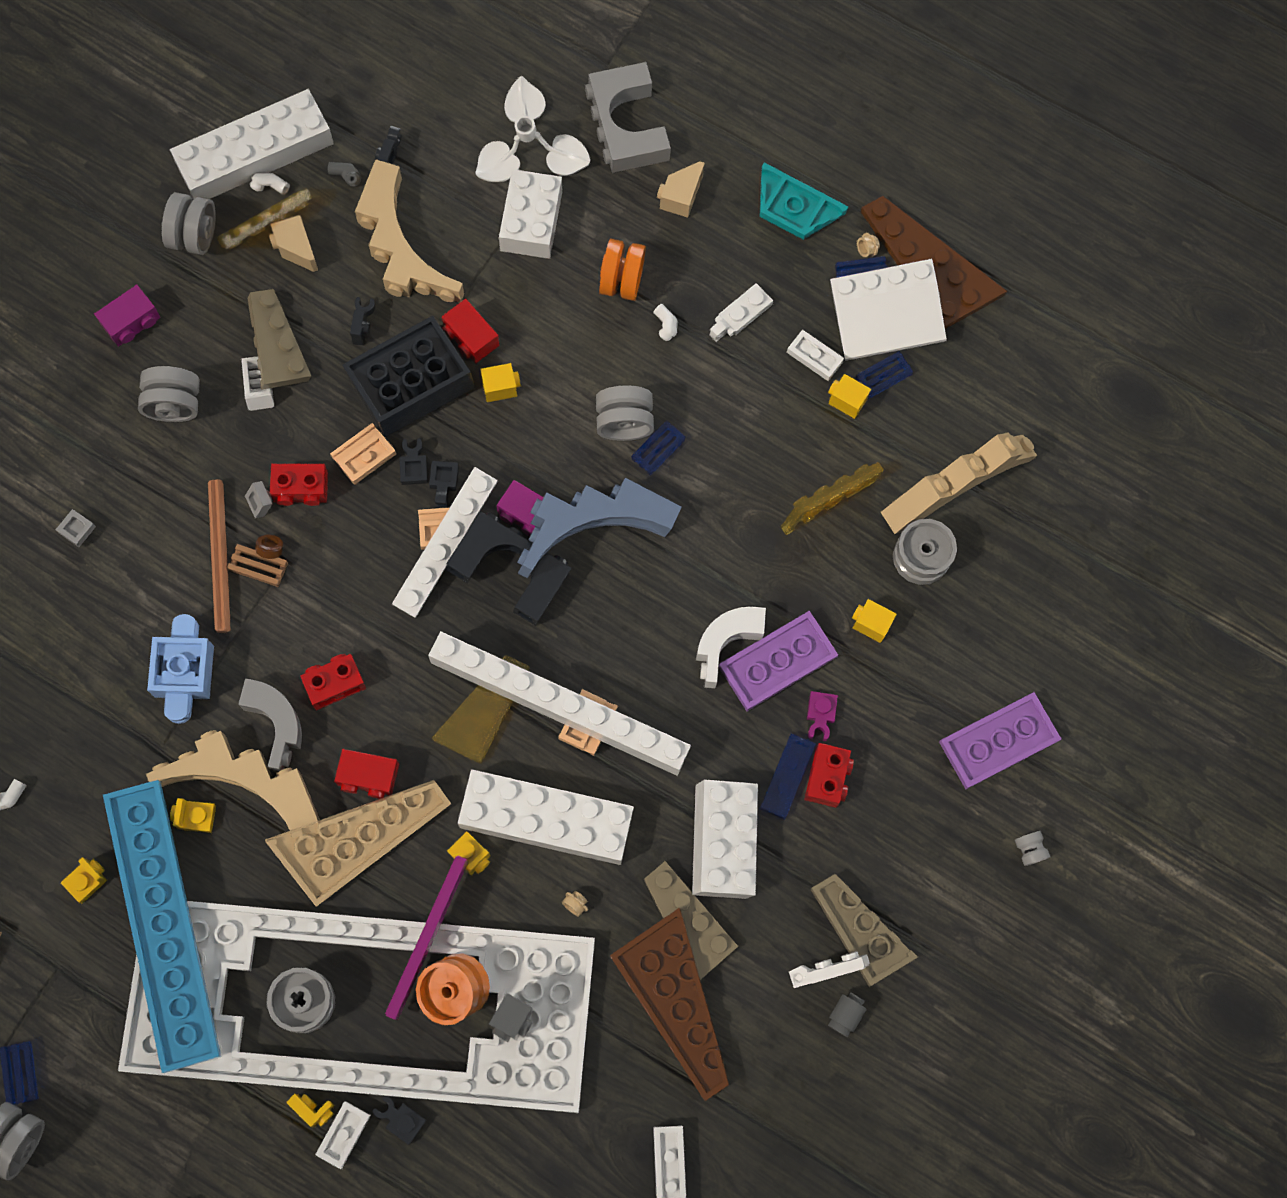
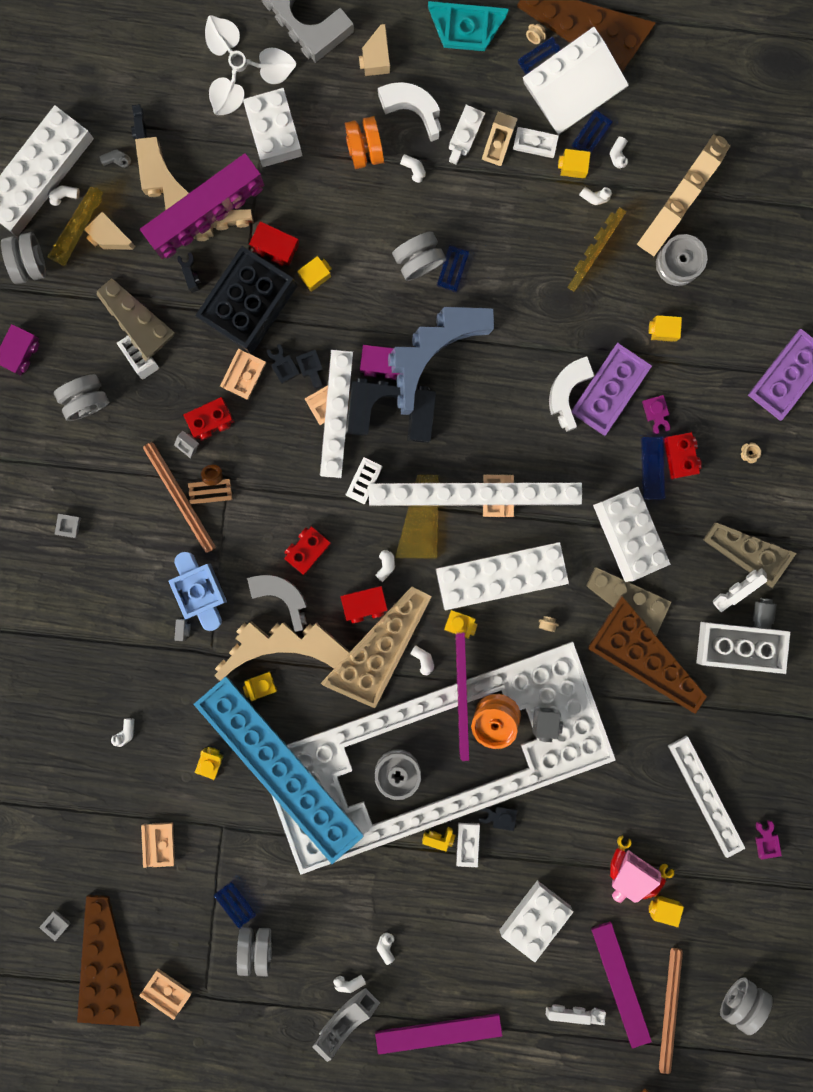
camera: 15 degrees left, 15 degrees up
(138, 705) = (182, 630): none -> light grey plate
(406, 878) = (425, 658): none -> white arm
(408, 253) = (203, 207): none -> magenta brick
(418, 744) = (388, 565): none -> white arm
(442, 619) = (371, 464): none -> white slope
(693, 245) = (411, 97): none -> white arch
(776, 333) = (499, 138): none -> tan slope
(801, 1043) = (743, 647): none -> white brick
(856, 444) = (596, 197): none -> white arm
(902, 408) = (616, 153): none -> white arm
(918, 805) = (756, 452): none -> tan plate

